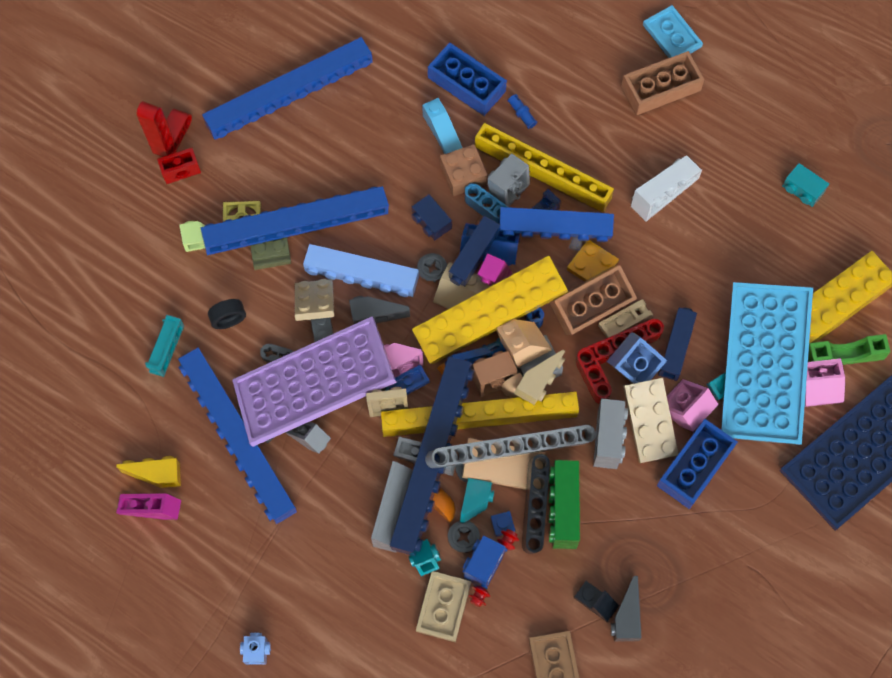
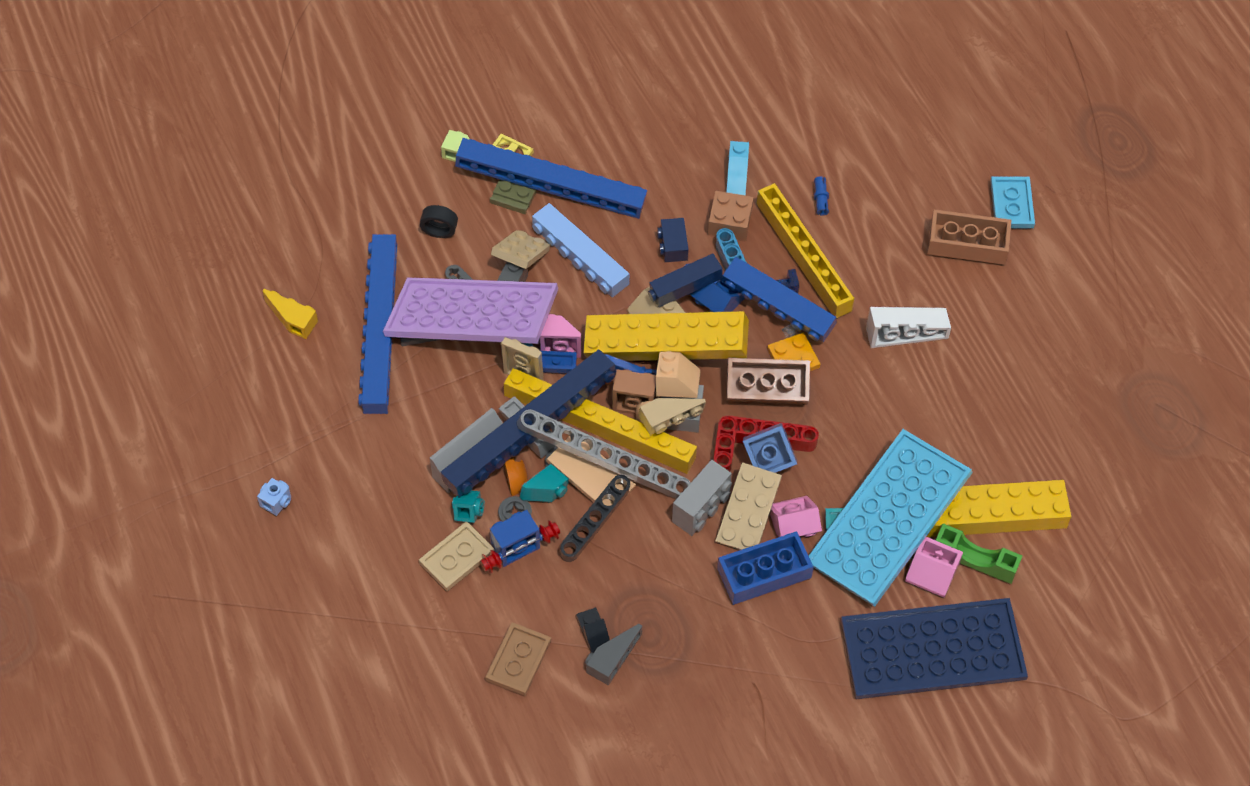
camera: 30 degrees right, 10 degrees down
(149, 506) = (269, 337): dark pink slope -> none
(162, 133) = (483, 54): red beam -> none
(165, 345) = (370, 221): teal container -> none
(179, 166) = (483, 83): red brick -> none
(287, 88) = (623, 70): blue brick -> none
(310, 436) = (440, 356): light grey slope -> none
(379, 309) = (571, 289): dark grey slope -> none
(428, 260) = (645, 274): dark grey gear -> none
(467, 79) = (788, 142): blue brick -> none
(493, 270) = (689, 301): dark pink slope -> none
(502, 522) = (559, 517): blue plate -> none
(509, 179) = (763, 243): light grey brick -> none
(538, 321) = (710, 367): blue bush -> none
(565, 507) = (619, 532): green brick -> none
(625, 319) = (790, 414): tan plate -> none
(678, 343) = (822, 462): dark blue brick -> none
(805, 185) = (1045, 395): teal brick -> none

